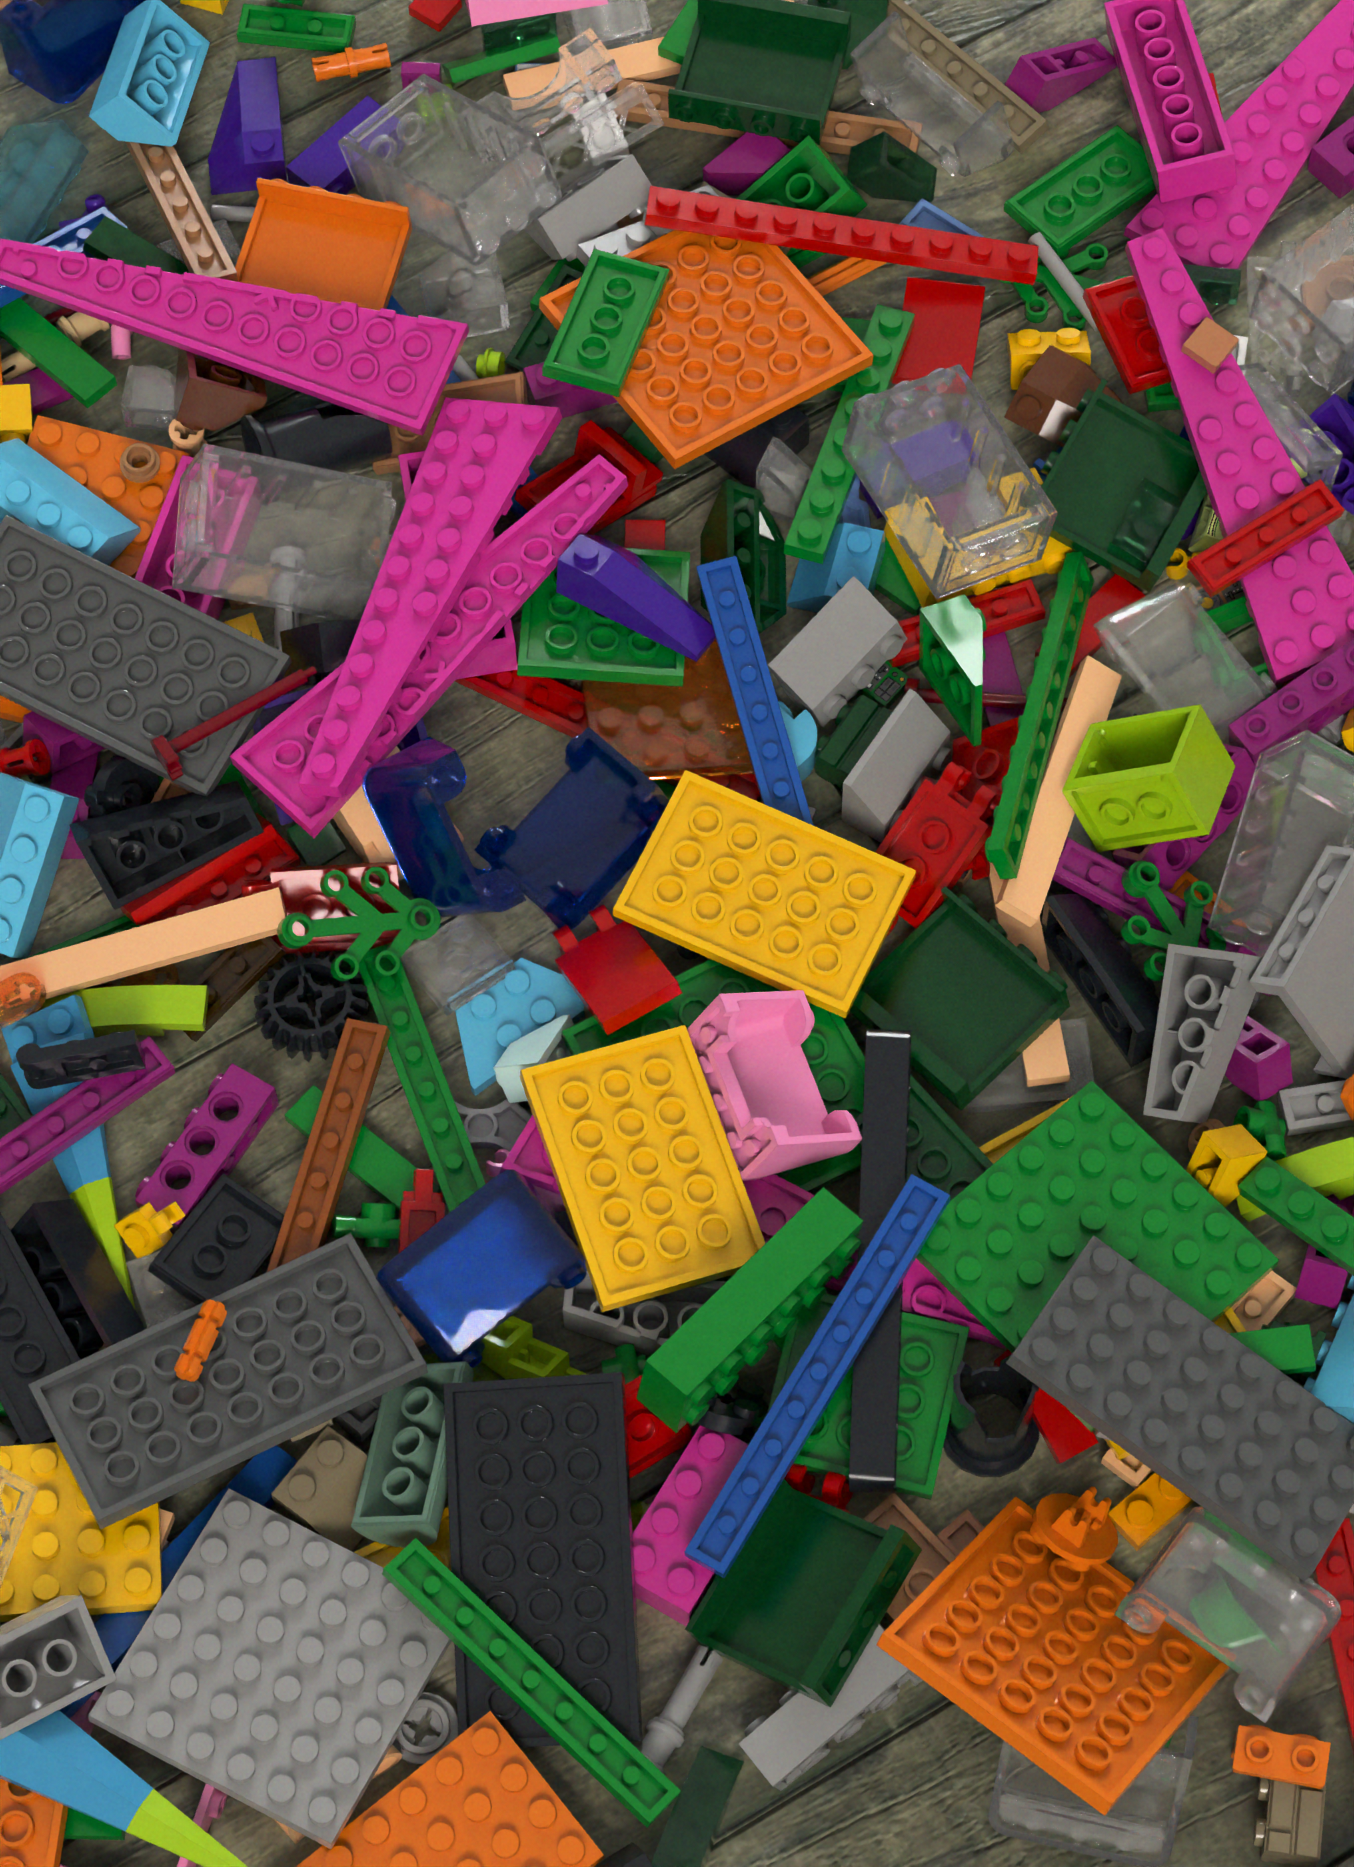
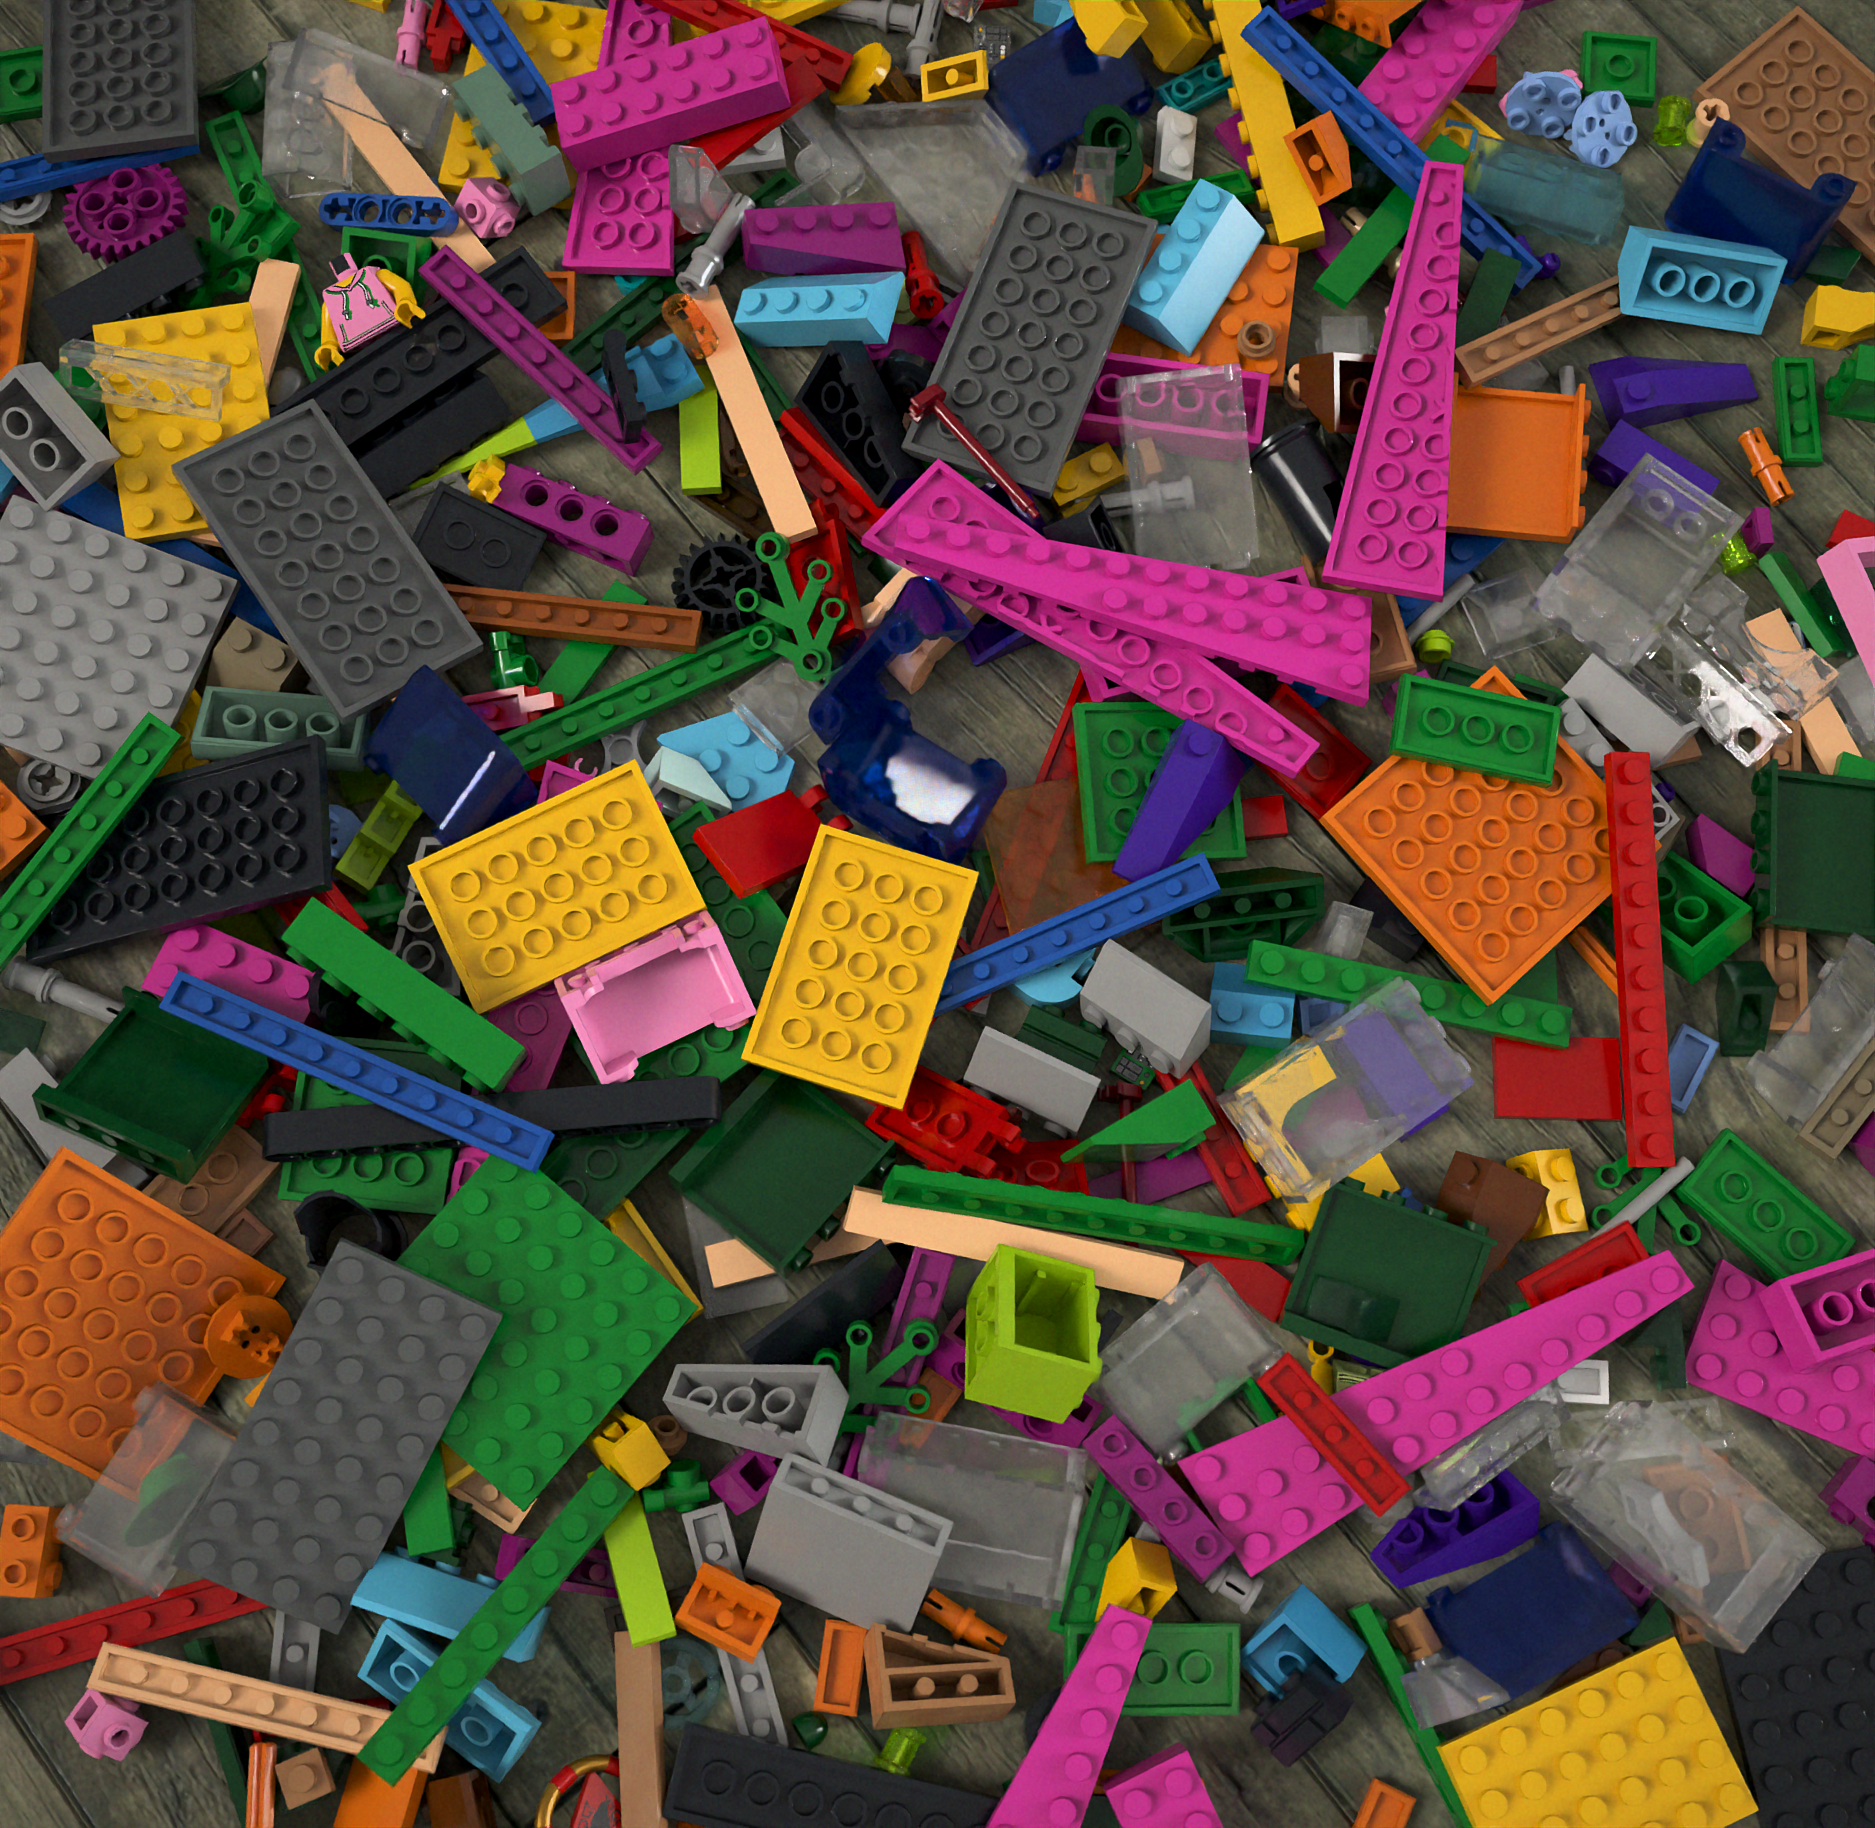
camera: 80 degrees right, 10 degrees up
(200, 1340) = (355, 527): orange axle -> none
(616, 450) = (1340, 772): red panel -> none
(1210, 345) = (1553, 1351): nougat tile -> none

